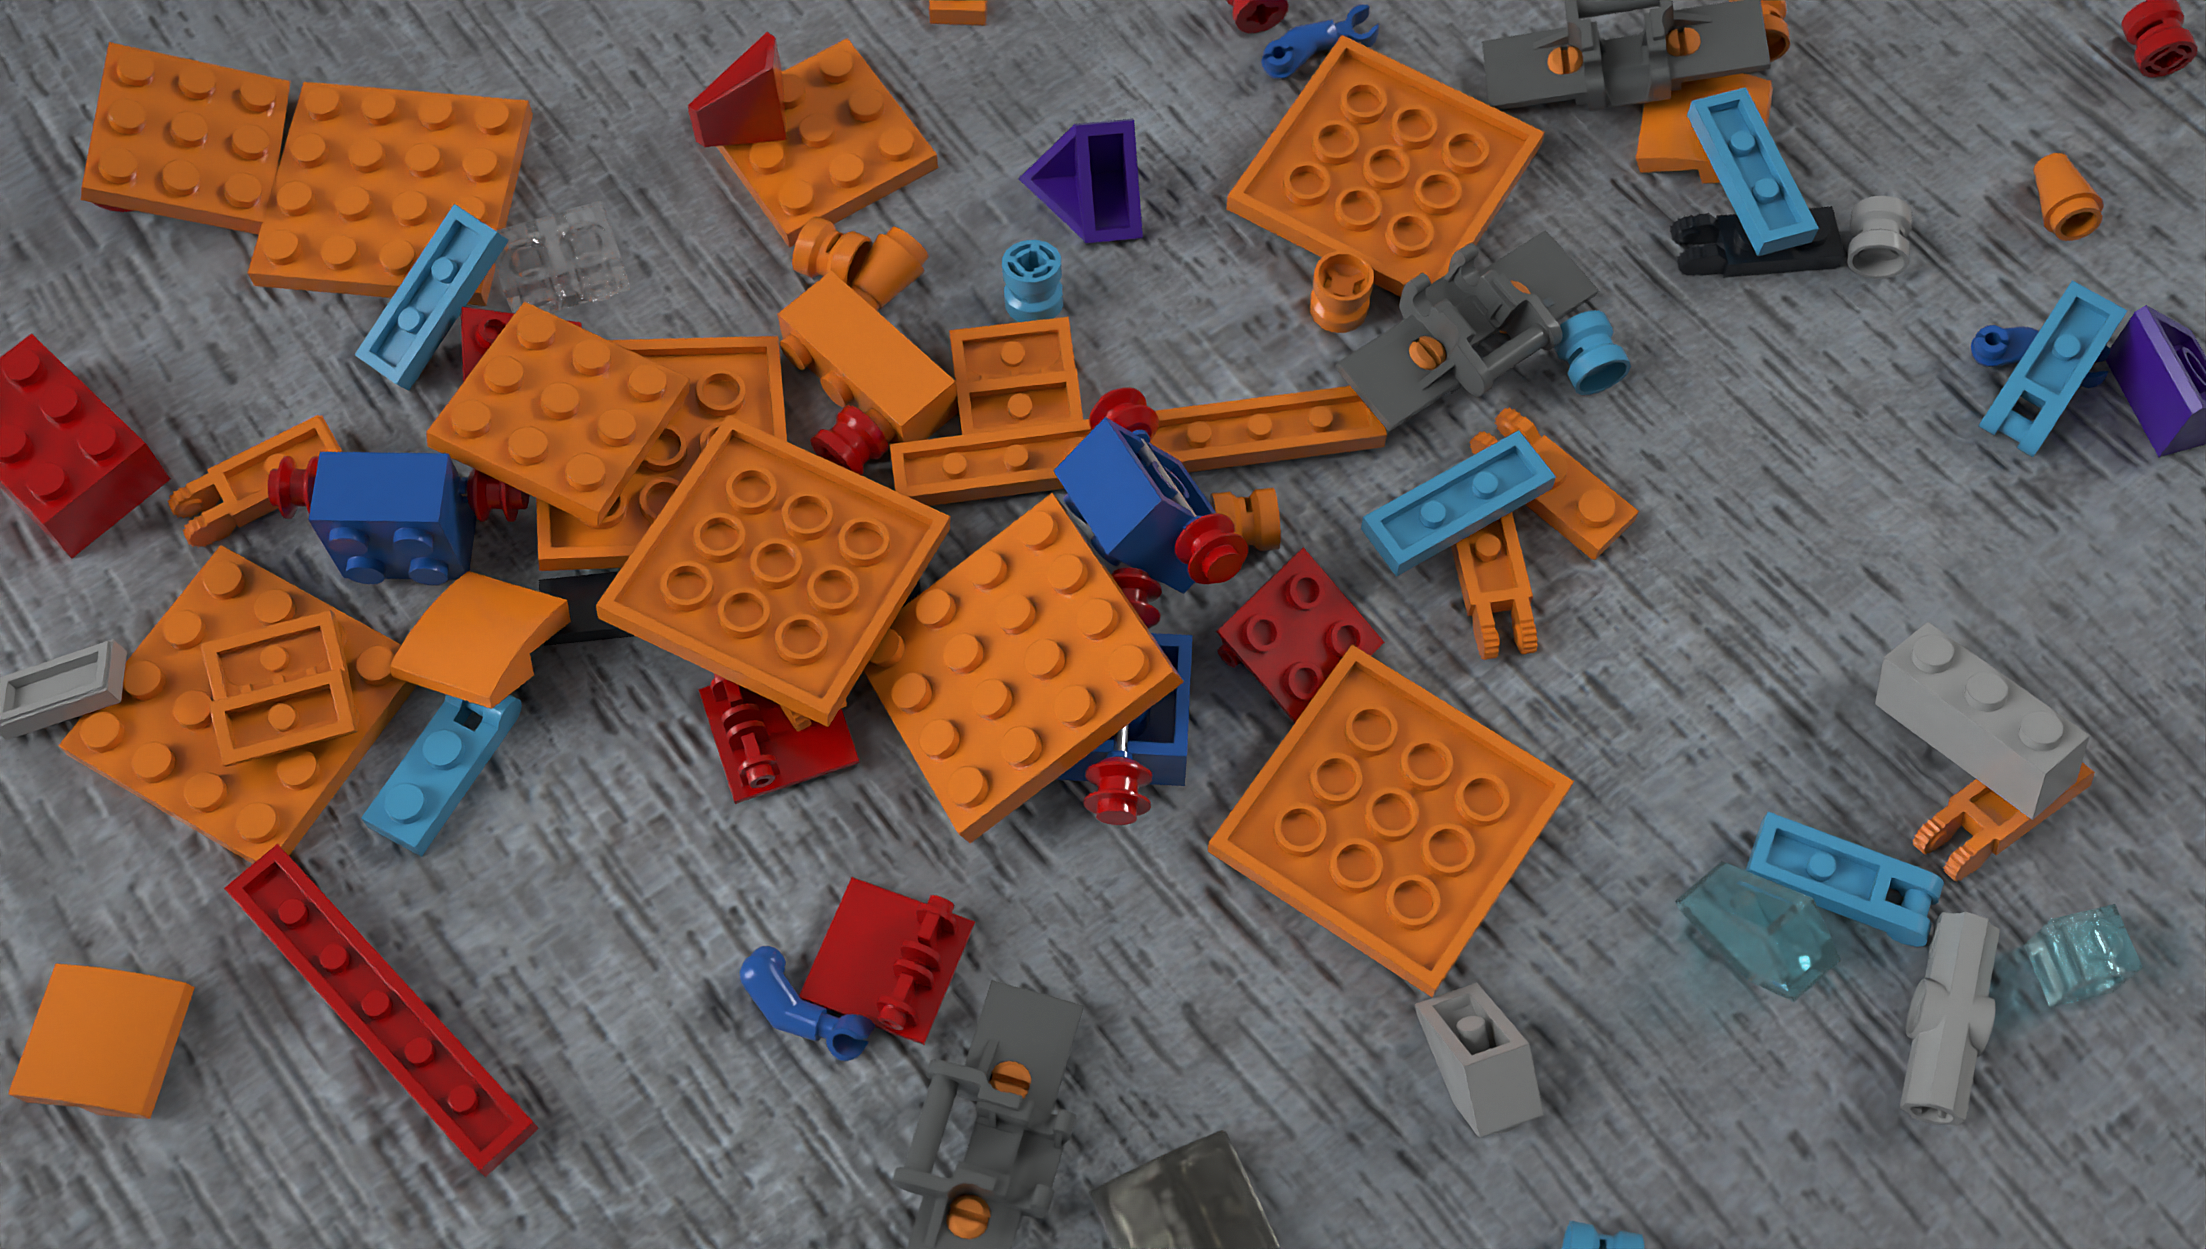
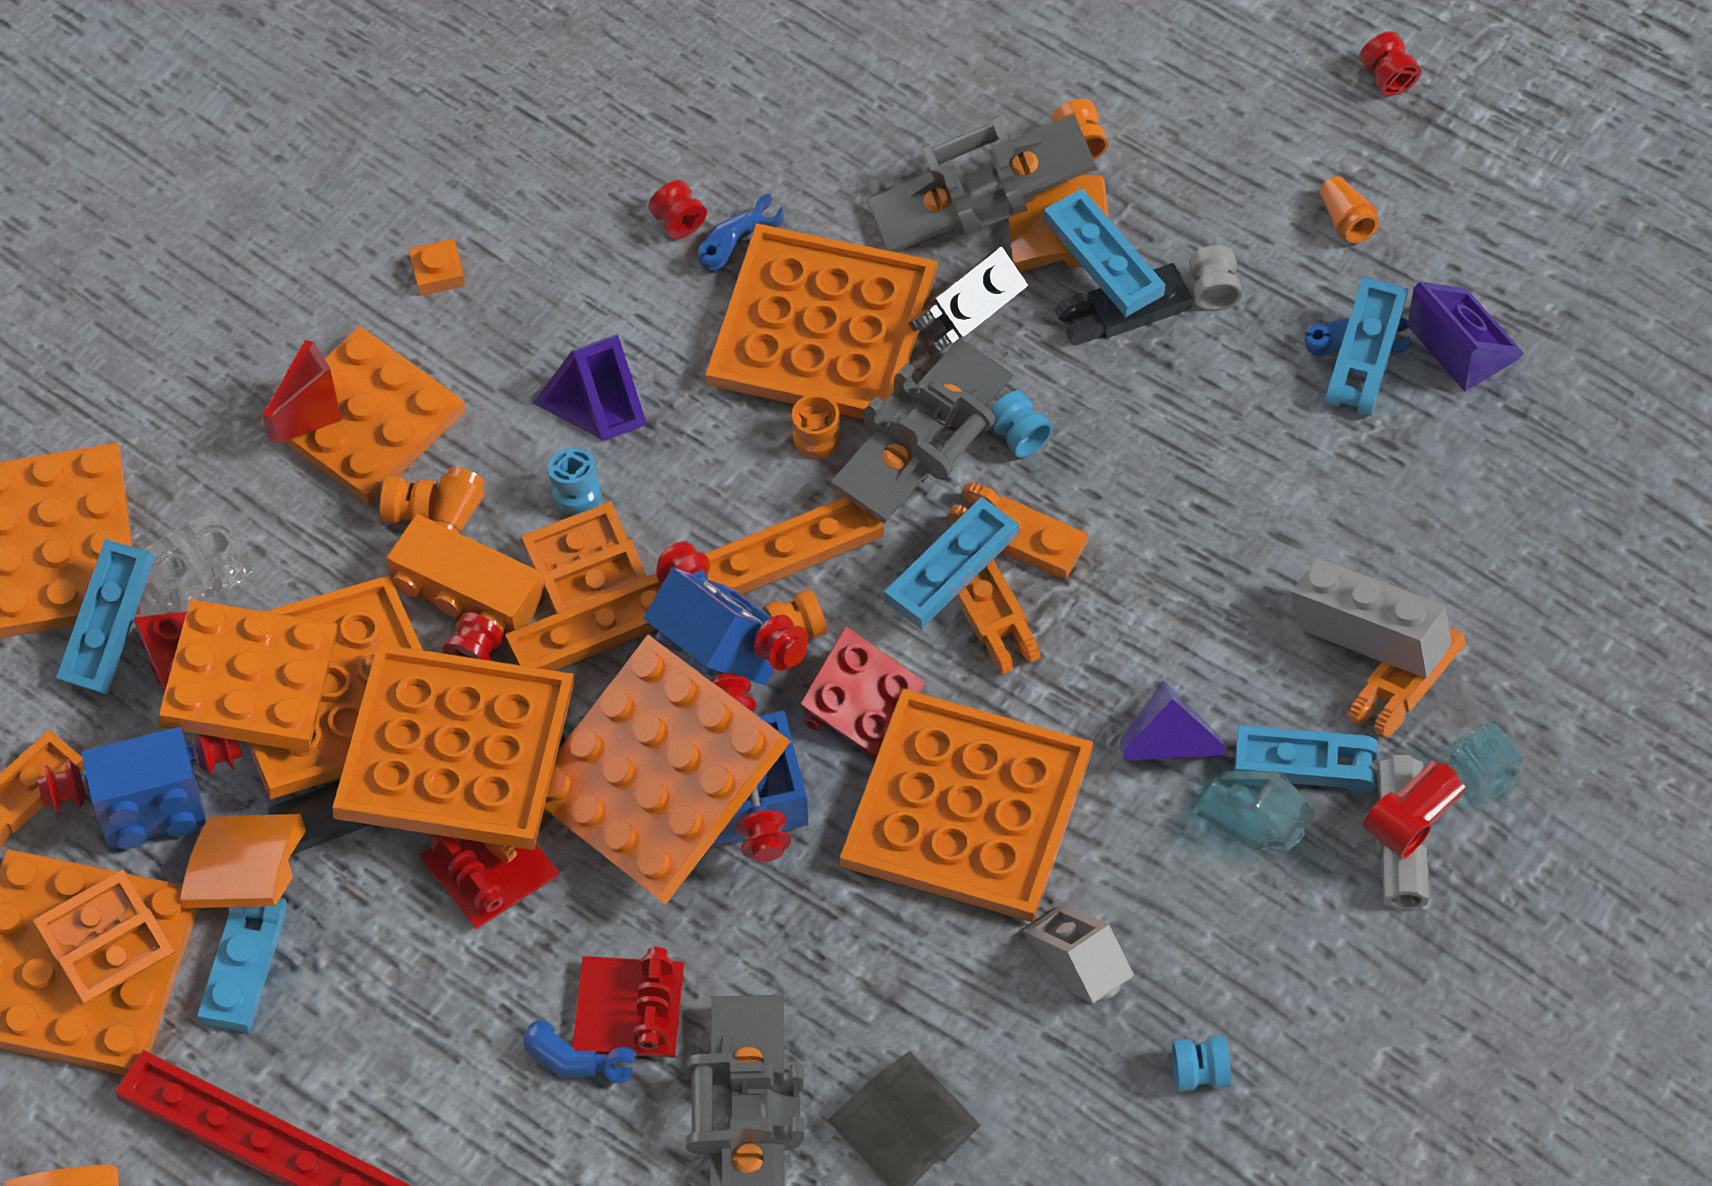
camera: 15 degrees left, 5 degrees down
(1572, 187) = (970, 299): none -> hinge
(1675, 793) = (1169, 730): none -> dark purple slope
(1969, 1005) = (1407, 817): none -> red piece

